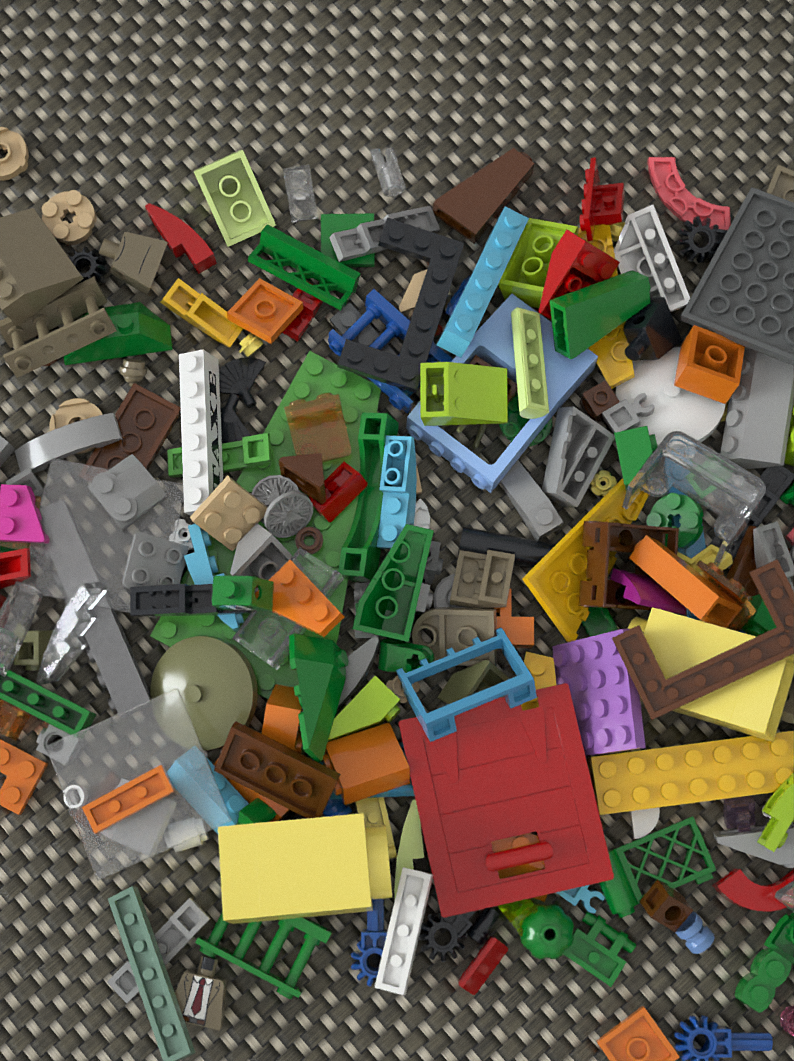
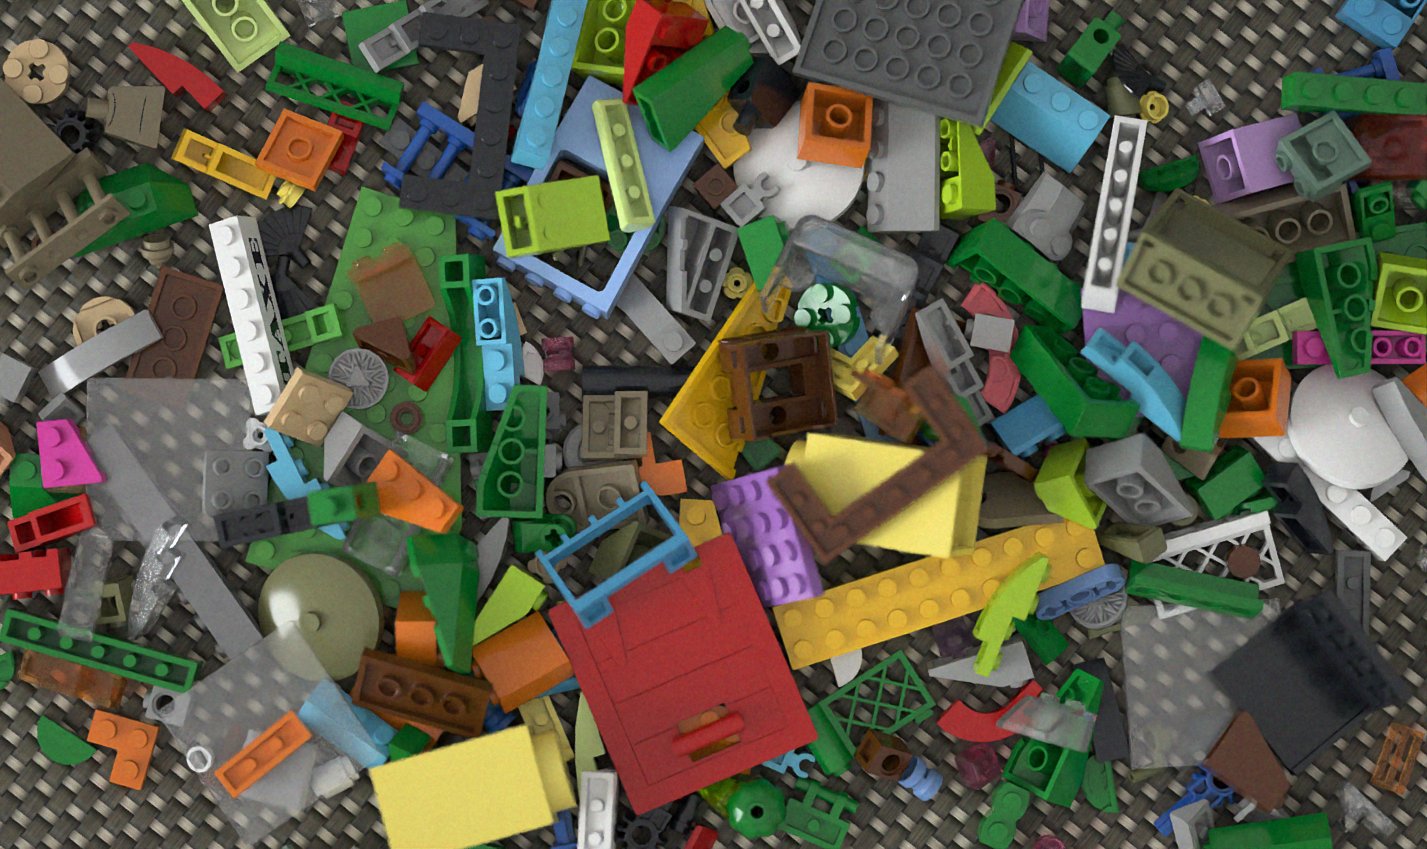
camera: 10 degrees left, 10 degrees up
(126, 491) = (183, 402): light grey slope -> none
(288, 514) = (376, 395): light grey wheel -> none
(445, 513) = (561, 361): none -> clear pink wheel
(647, 591) = (804, 412): magenta slope -> none
(685, 583) = (841, 397): orange slope -> none
(745, 931) = (978, 765): none -> clear pink slope

